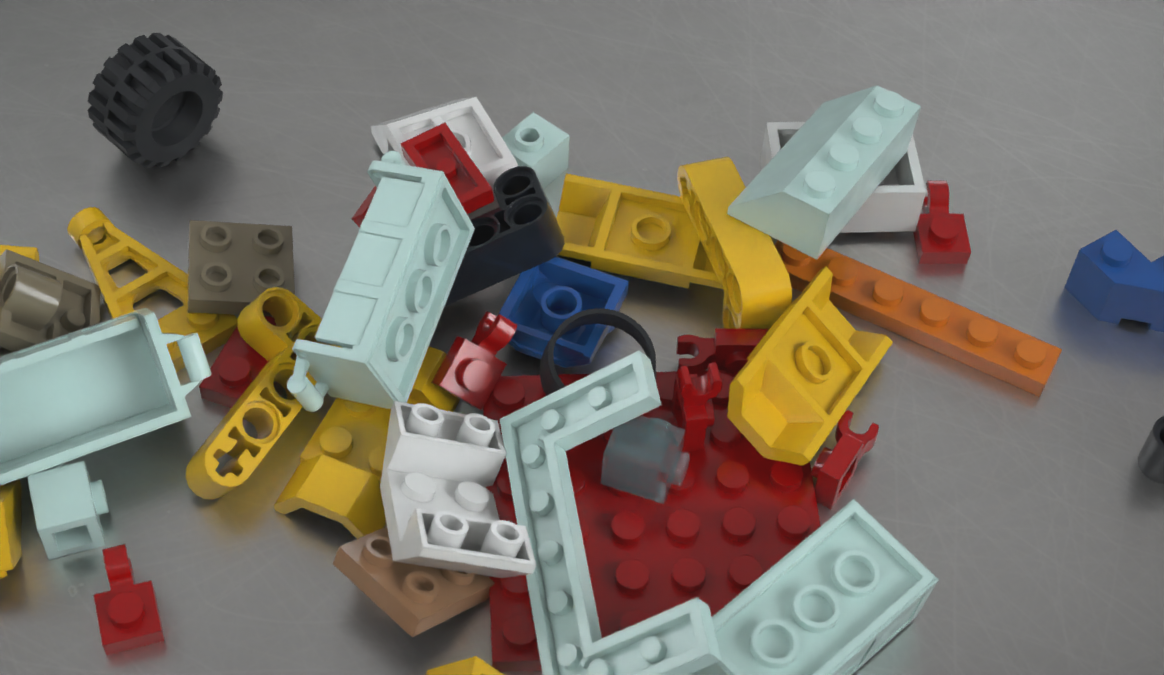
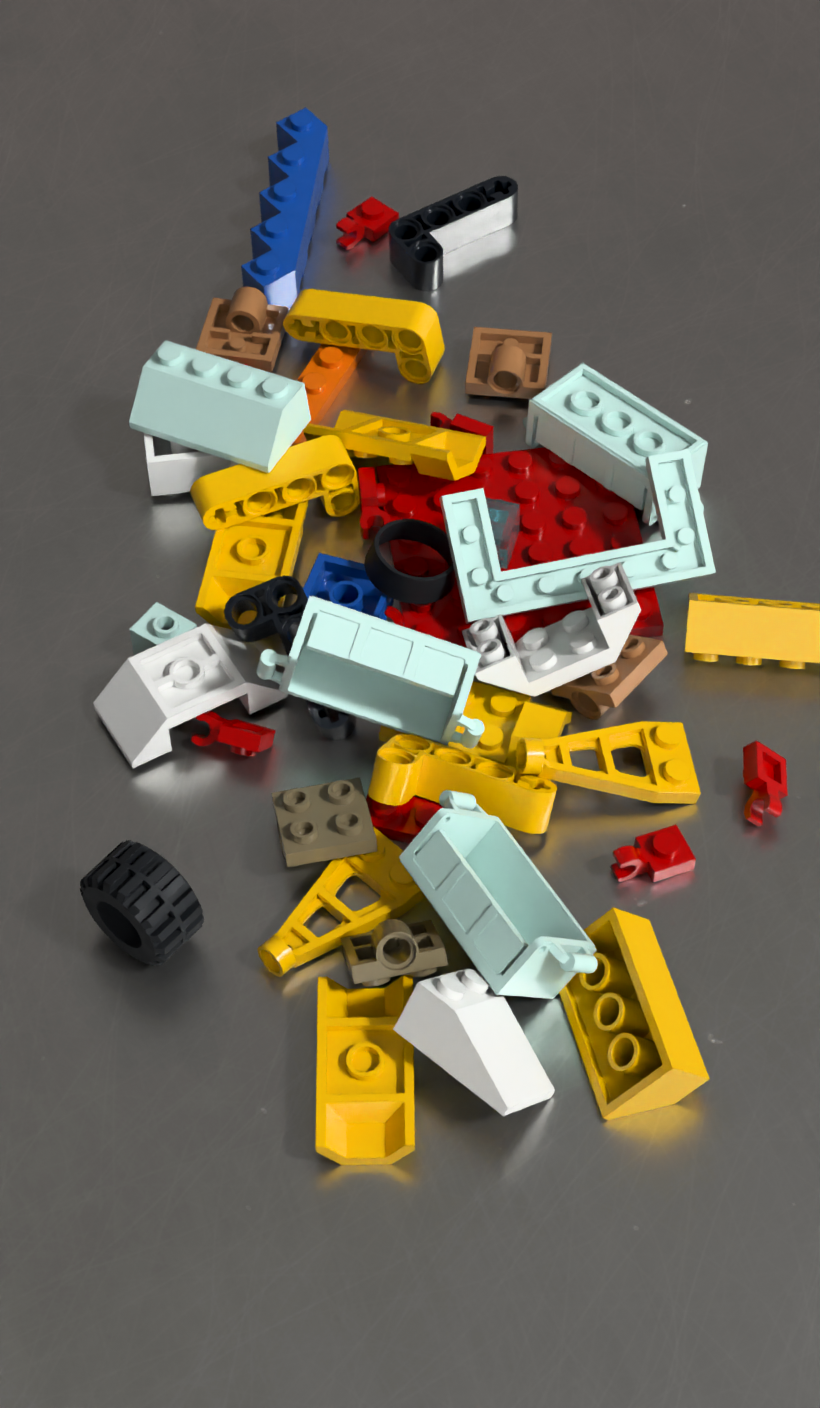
camera: 90 degrees left, 0 degrees up
(68, 509) = (586, 894): light aqua brick -> none
(268, 635) = (663, 751): none -> yellow plate
(443, 152) = (235, 654): red plate -> none
(693, 404) = (447, 485): red plate -> none
(988, 533) = (508, 362): none -> medium nougat plate
(1015, 365) = (371, 323): none -> yellow beam
(1023, 250) = (244, 329): none -> medium nougat plate

